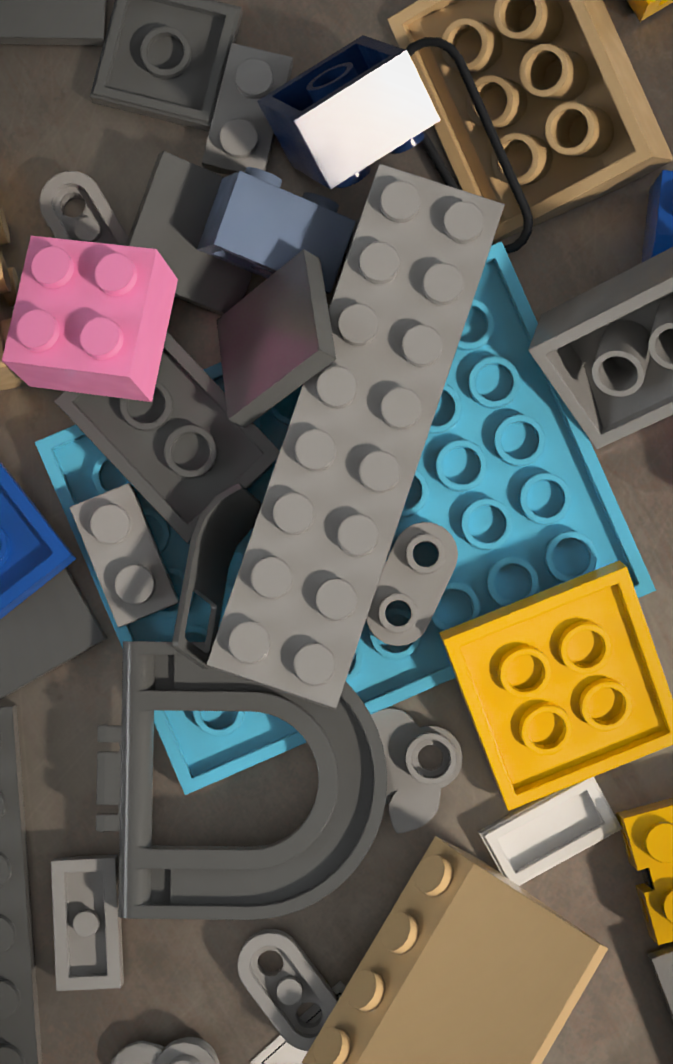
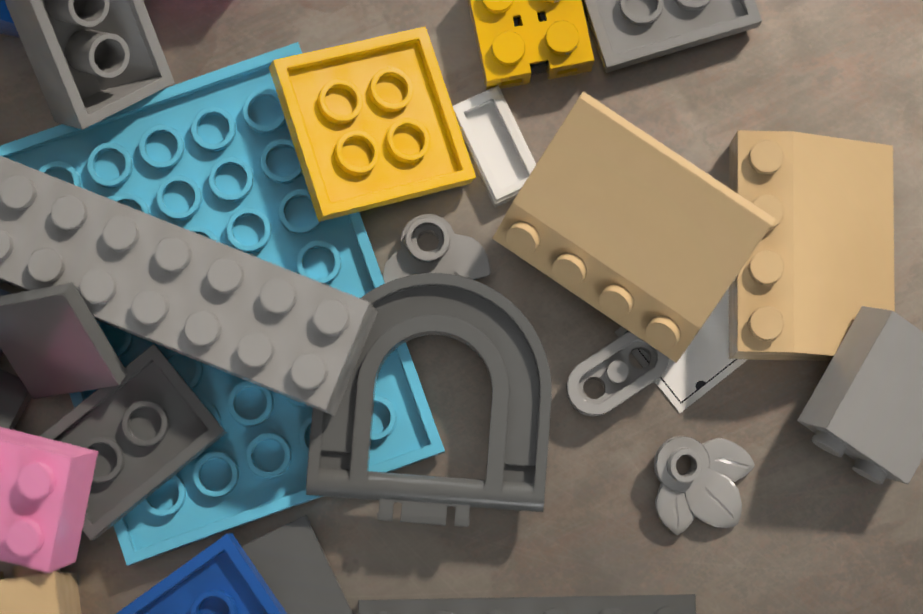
camera: 90 degrees left, 5 degrees down
(87, 923) = (550, 544): light grey plate -> none
(124, 555) = (231, 489): light grey plate -> none
(209, 556) = (216, 402): dark grey piece -> none
(412, 584) = (276, 239): light grey plate -> none

